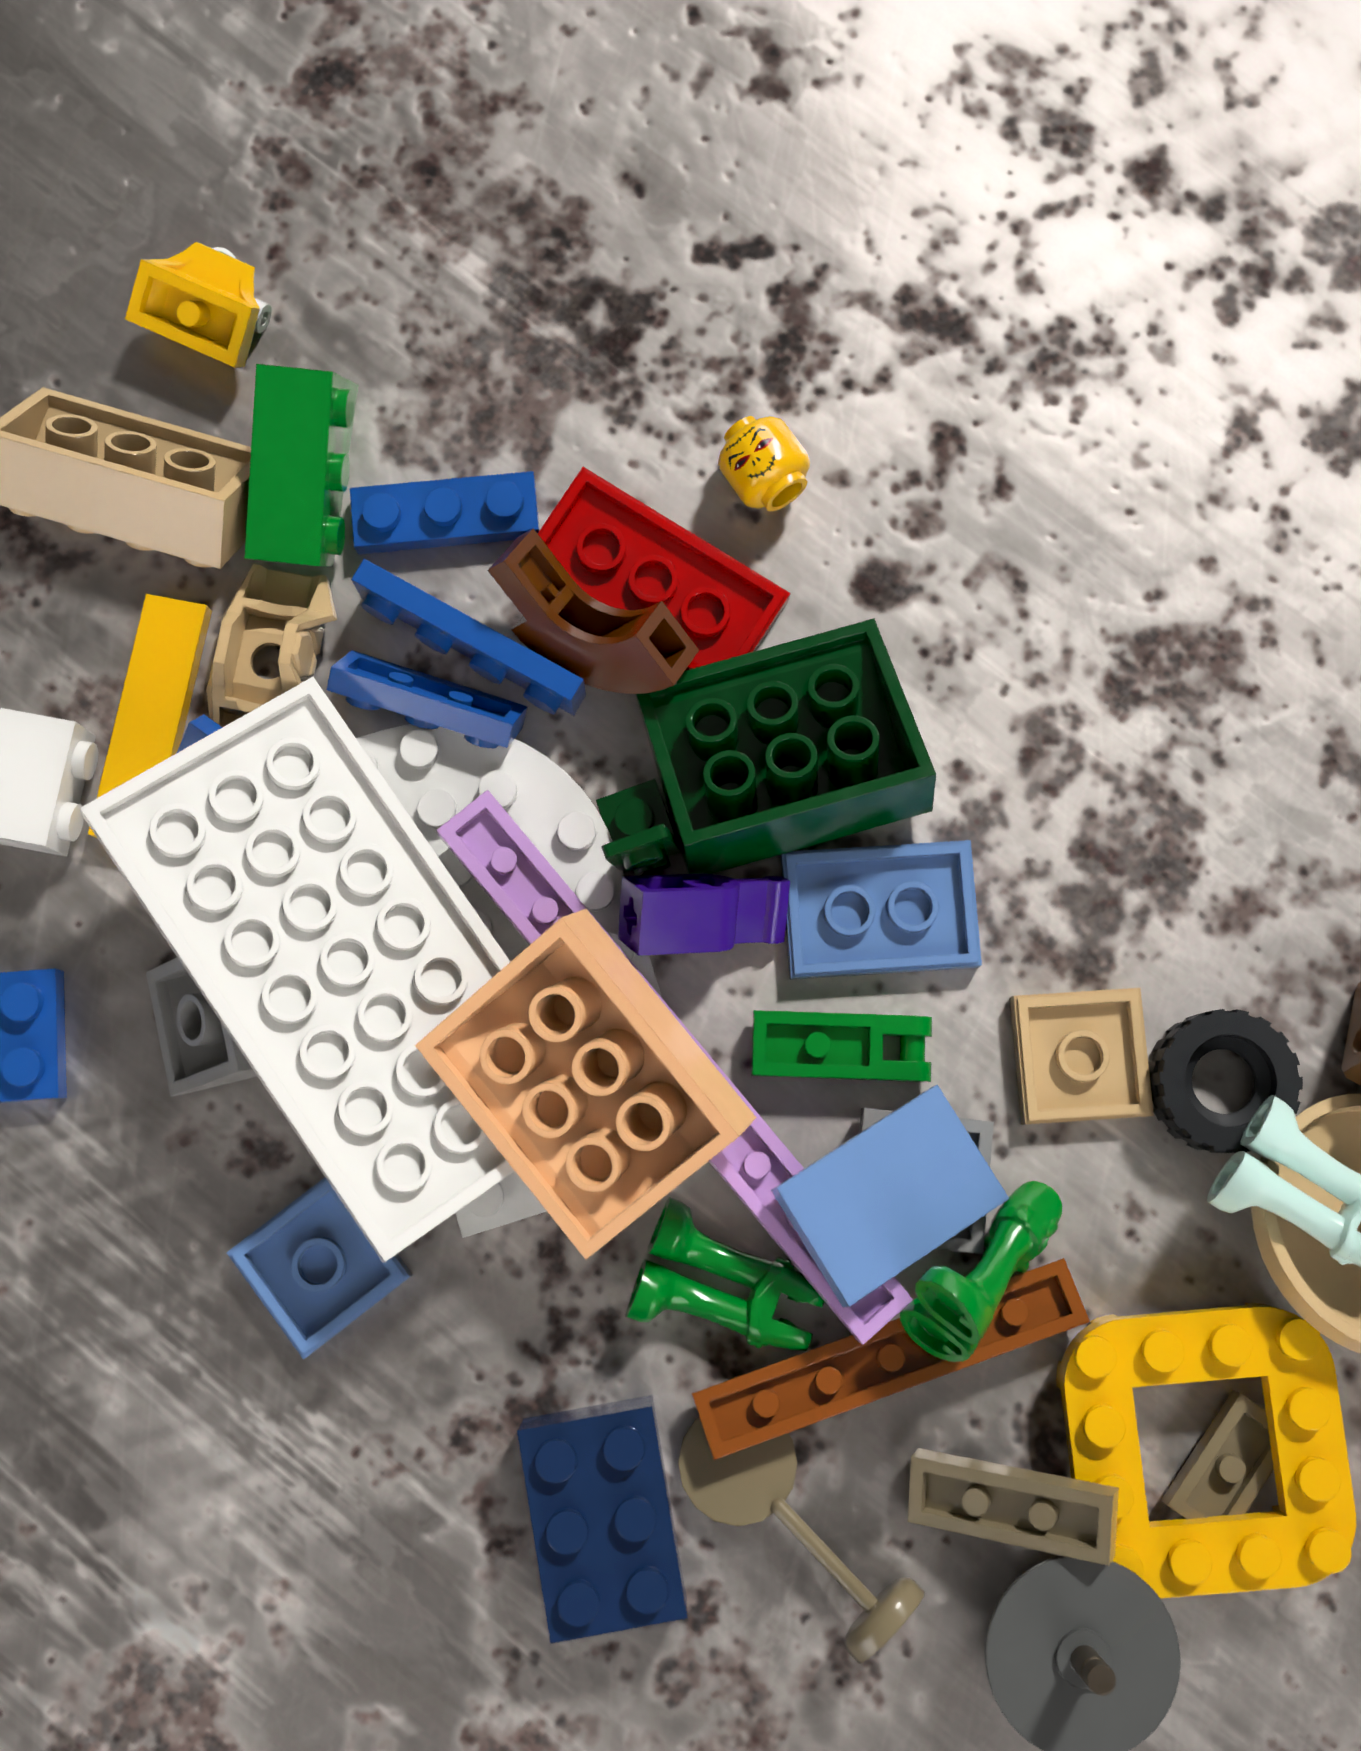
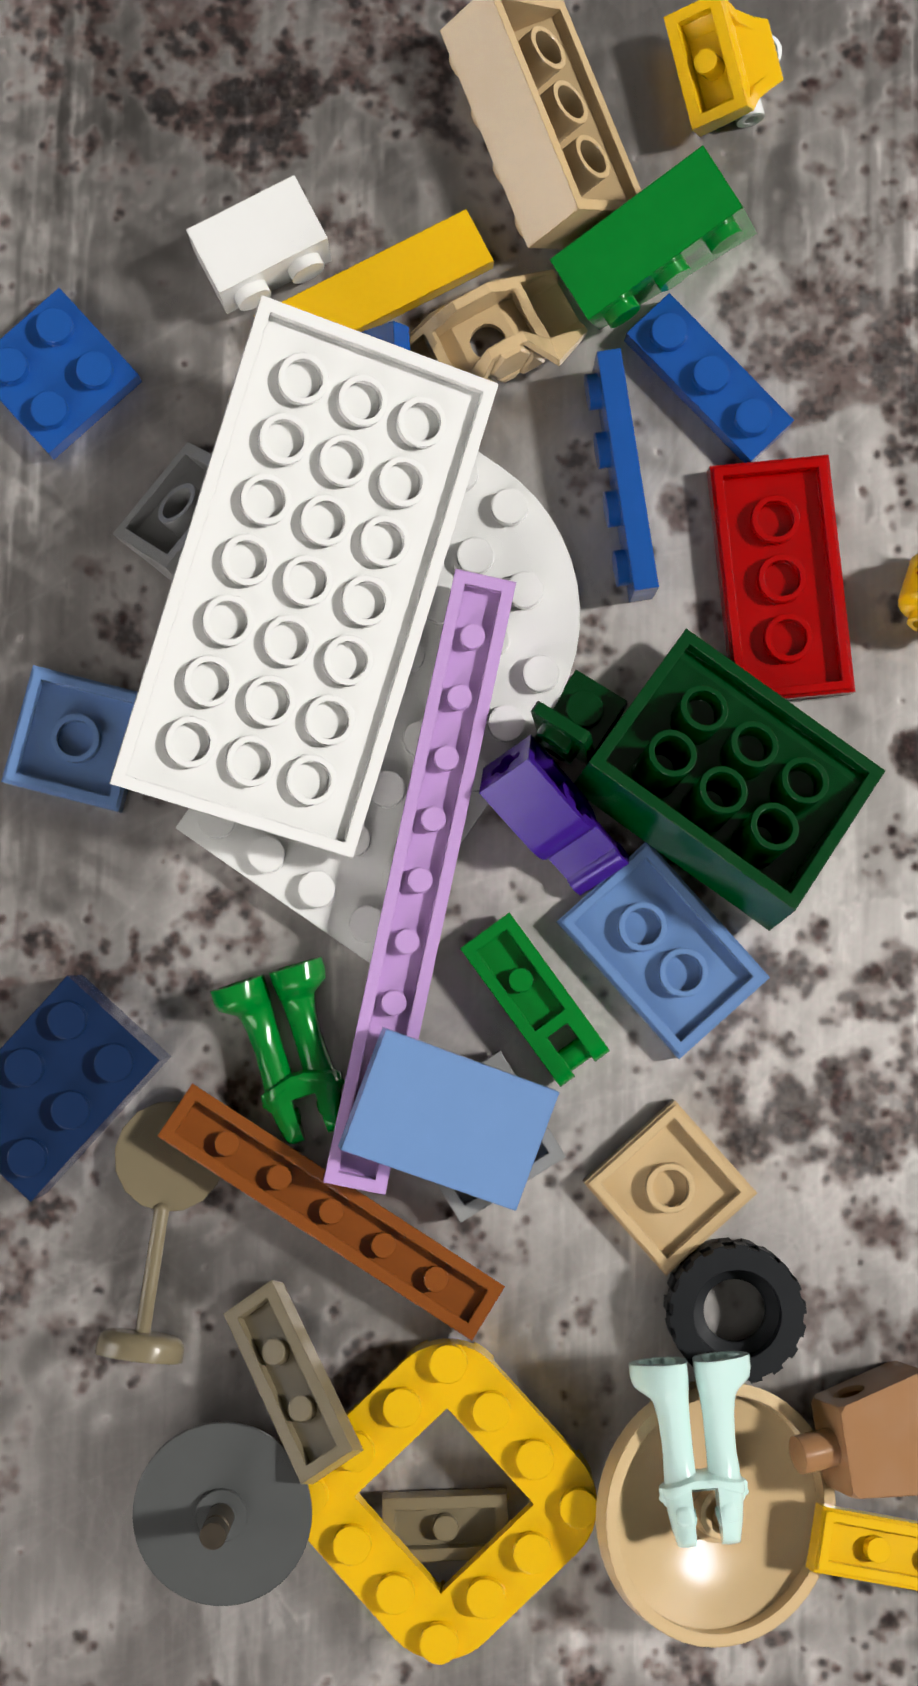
camera: 55 degrees right, 5 degrees up
(426, 700) = (551, 482): blue plate -> none
(585, 1081) = (354, 826): light nougat slope -> none
(595, 641) = (695, 562): reddish brown arch -> none
(956, 1309) = (397, 1232): green piece -> none

